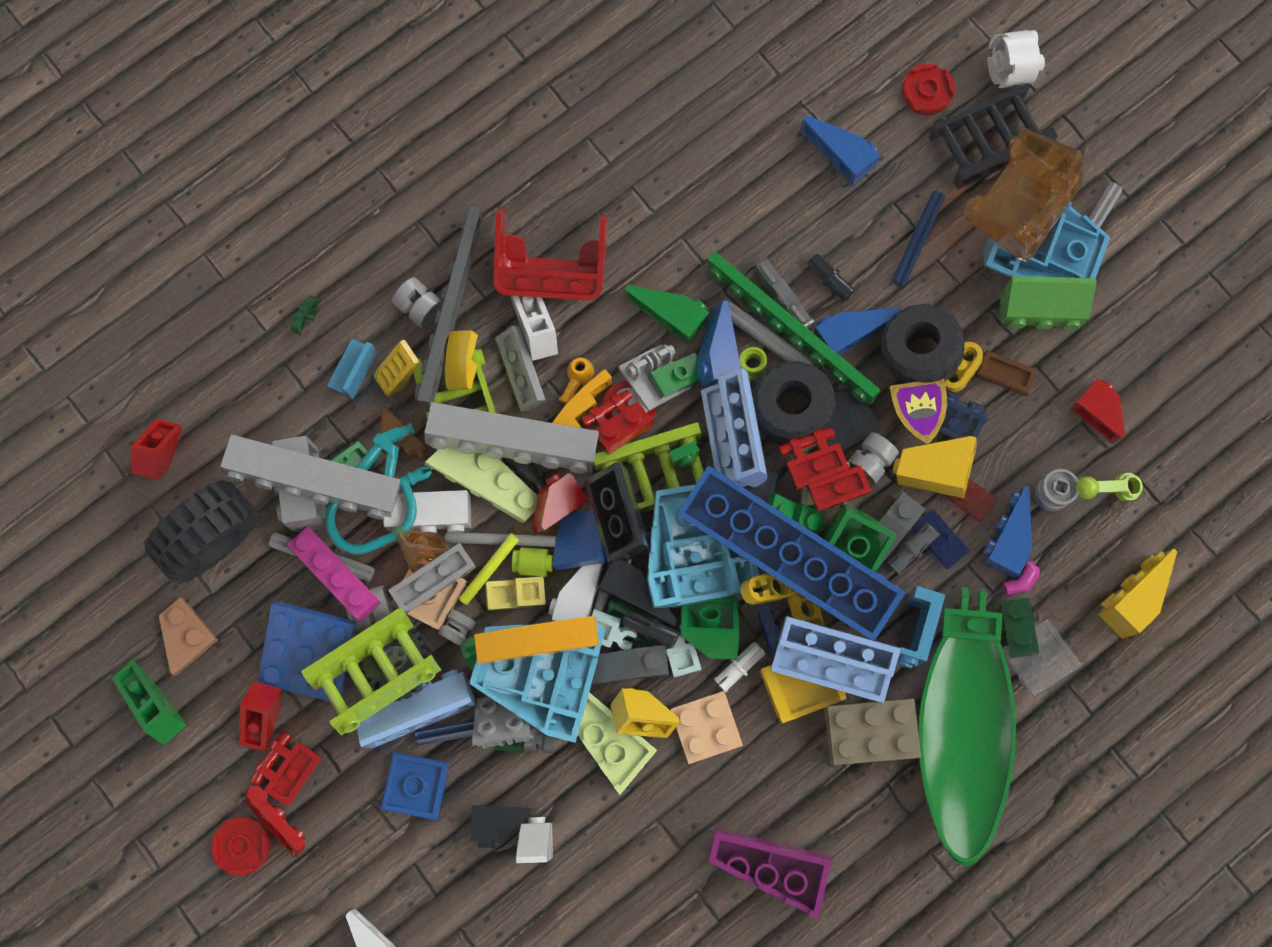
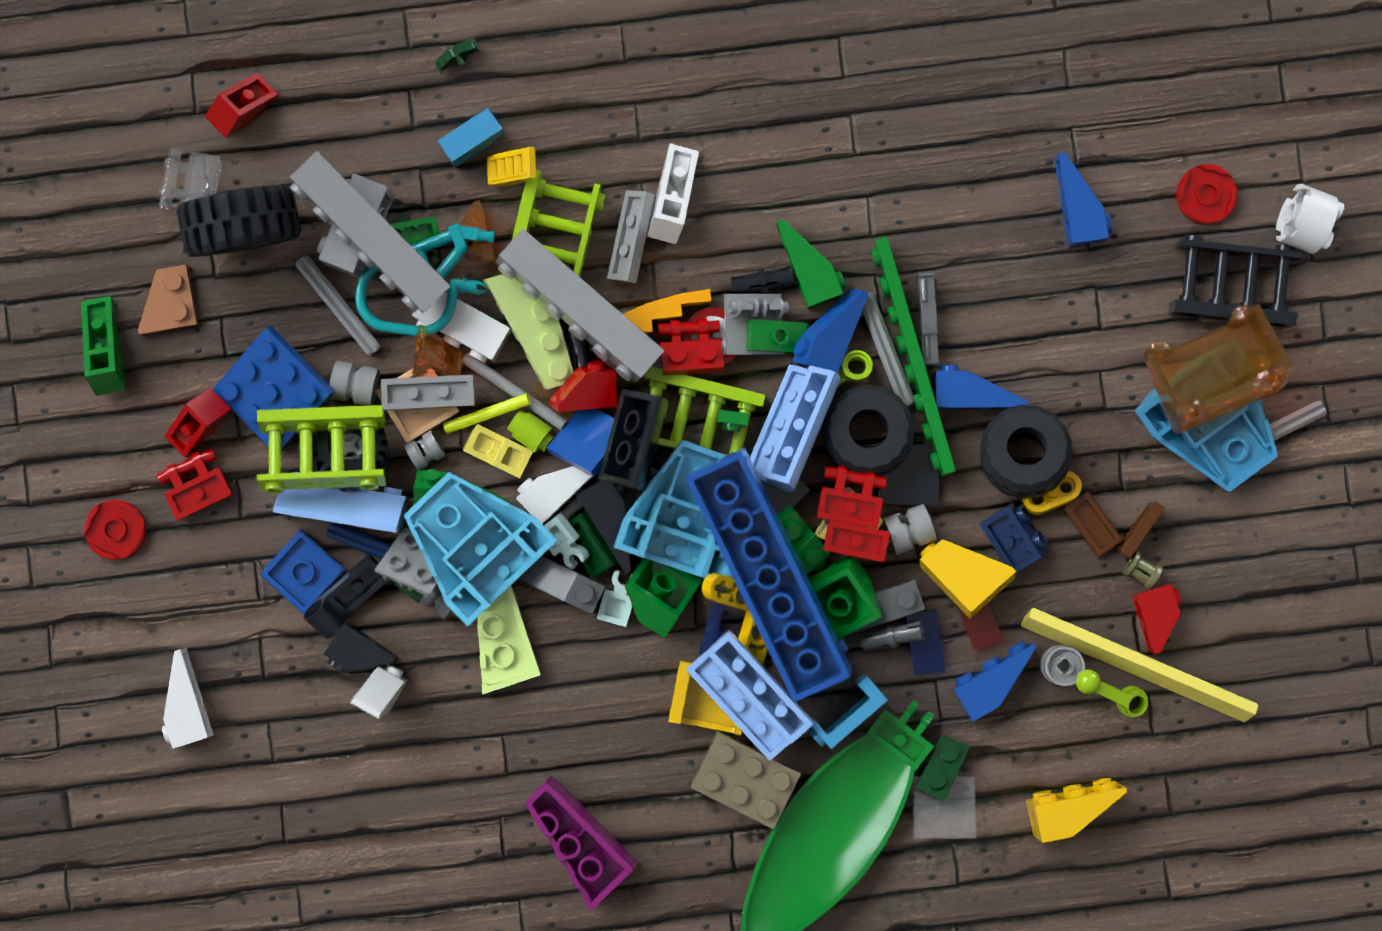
camera: 25 degrees right, 10 degrees up
(149, 516) = (200, 179): none -> clear plate
(274, 820) = (157, 526): red hinge -> none
(334, 574) = (339, 332): dark pink plate -> none
(415, 300) = (574, 121): light grey wheel -> none
(446, 318) = (588, 146): dark grey plate -> none
(457, 795) = (346, 595): none -> black plate
(458, 364) = (572, 201): yellow slope -> none
(536, 639) = (487, 514): light orange slope -> none
(544, 276) = (712, 160): red windscreen -> none
(576, 378) = (679, 278): light orange bar -> none
(641, 341) = (762, 280): none -> black pin
(642, 714) = (546, 635): yellow slope -> none
(651, 628) = (601, 563): black axle -> none
(706, 727) = (598, 681): light nougat plate -> none
(739, 666) = (663, 646): white axle -> none
(831, 277) = (985, 327): black axle -> none
(918, 238) = (1095, 341): dark blue axle -> none
(920, 407) = (984, 510): shield -> none
(1026, 581) = (984, 727): dark pink arm -> none
(1045, 354) = (1140, 529): none -> reddish brown tile
(1047, 302) = (1172, 483): bright green slope -> none
(1076, 379) = (1149, 578): none -> olive bush
(1115, 454) = (1139, 665): none -> light yellow tile

